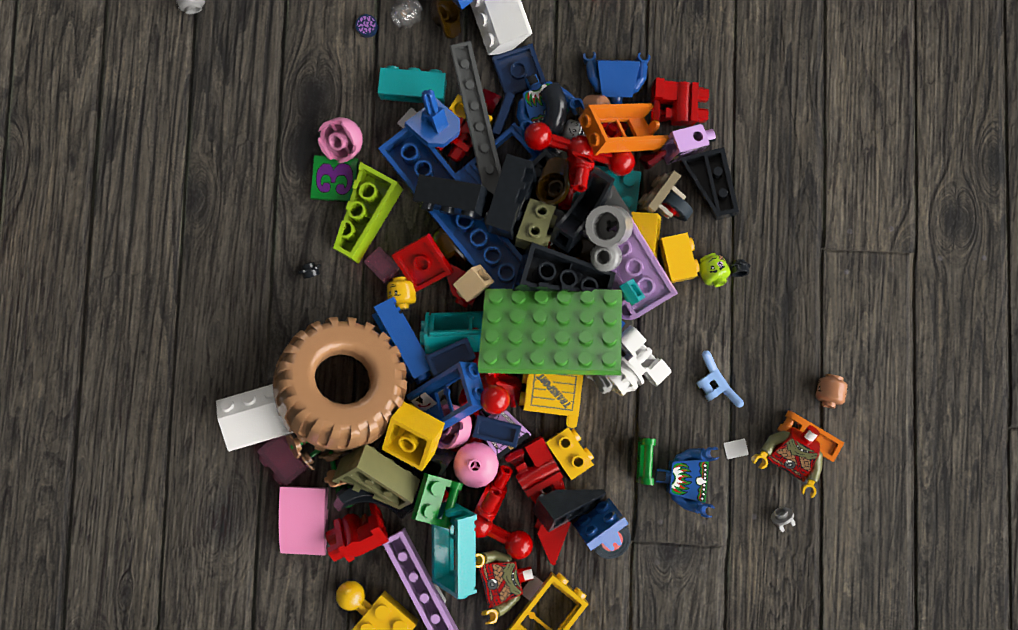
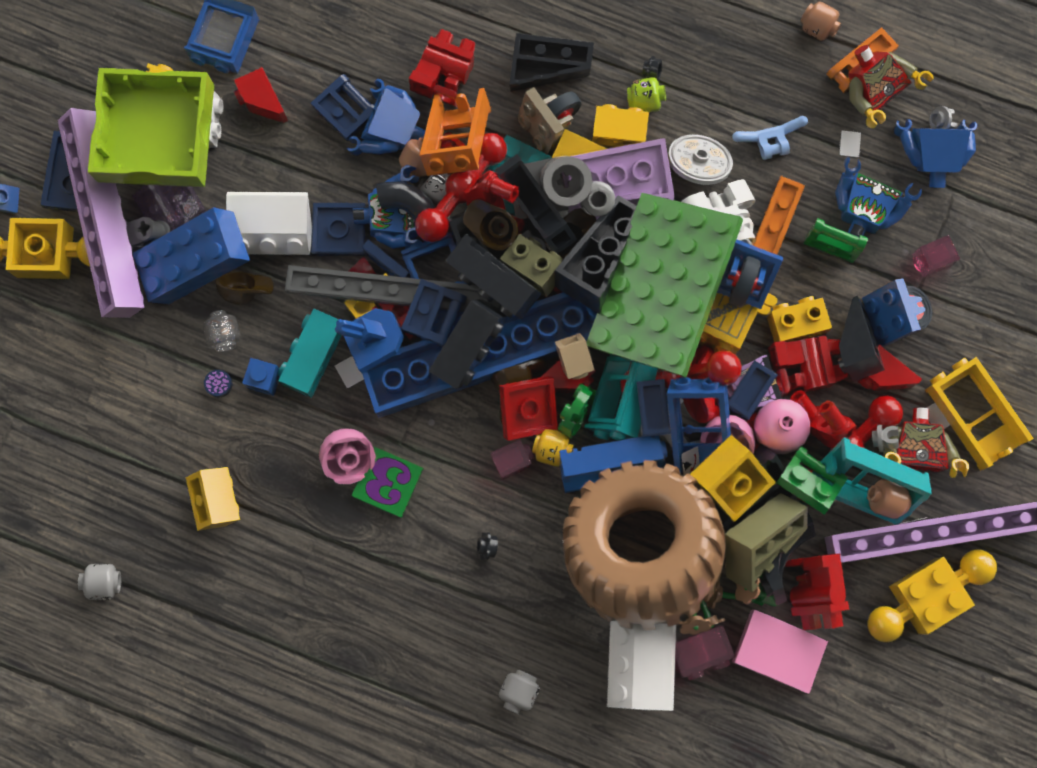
camera: 70 degrees left, 5 degrees down
(208, 331) = (519, 691): none -> light grey head
(276, 53) = (212, 498): none -> yellow brick
(366, 212) = (440, 453): lime wedge -> none
(380, 54) = (261, 377): none -> blue brick
(433, 302) = (575, 414): none -> green plate
(444, 567) = (889, 499): none -> nougat head
(469, 156) = (425, 309): none -> dark blue plate
(495, 546) = (881, 438): none -> light grey plate
(581, 395) = (749, 275): none -> blue plate
(612, 34) = (338, 112): none -> dark blue plate
(631, 292) = (646, 185): teal plate -> none
(641, 408) = (778, 215): none -> orange tile
(652, 159) = (497, 119): dark red slope -> none
(663, 546) = (935, 256): none -> clear pink brick
(675, 330) = (700, 159): none -> shield
(687, 142) = (494, 69): lavender torso -> none
(754, 522) = (938, 149): none -> blue torso

